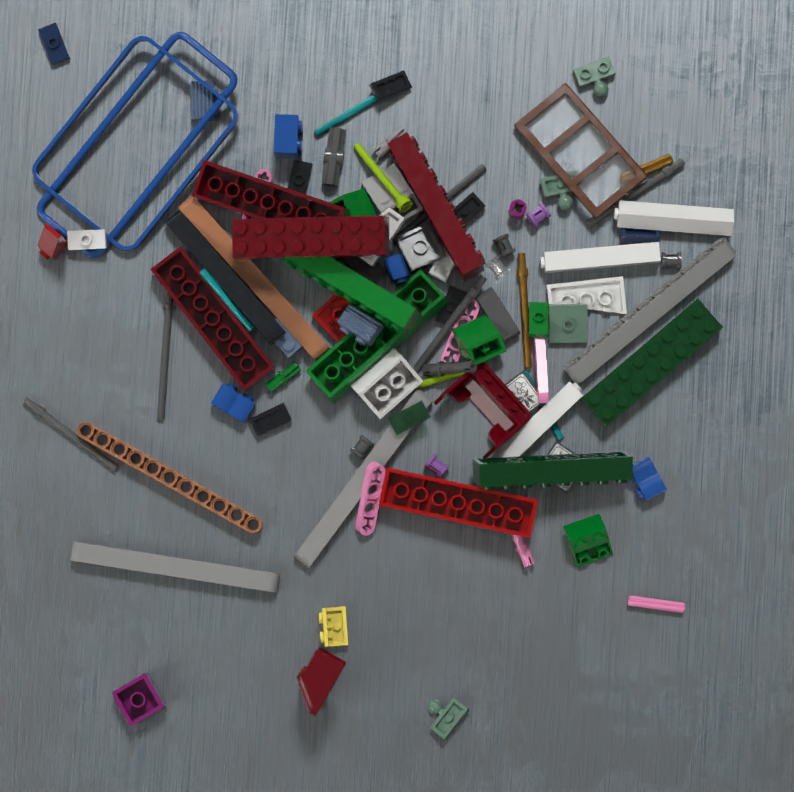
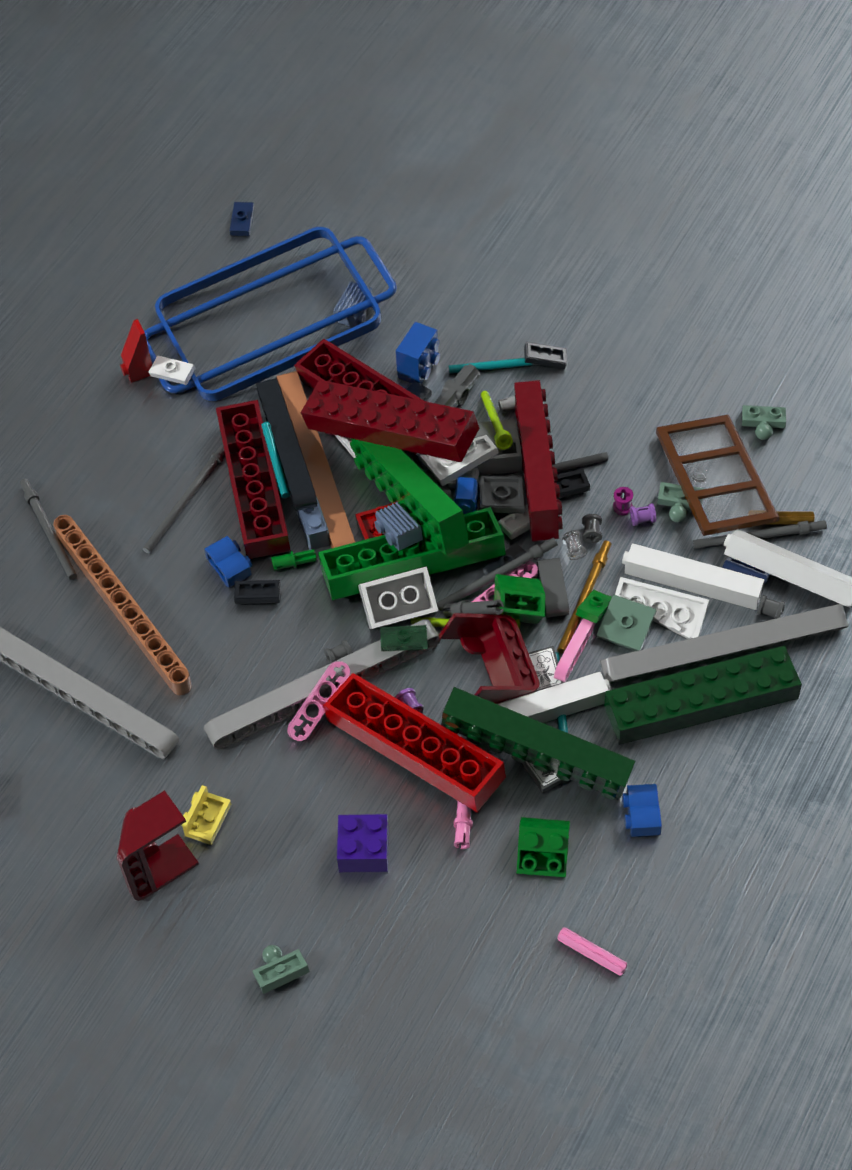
camera: 25 degrees right, 30 degrees down
(459, 597) = (363, 843): none -> dark purple brick

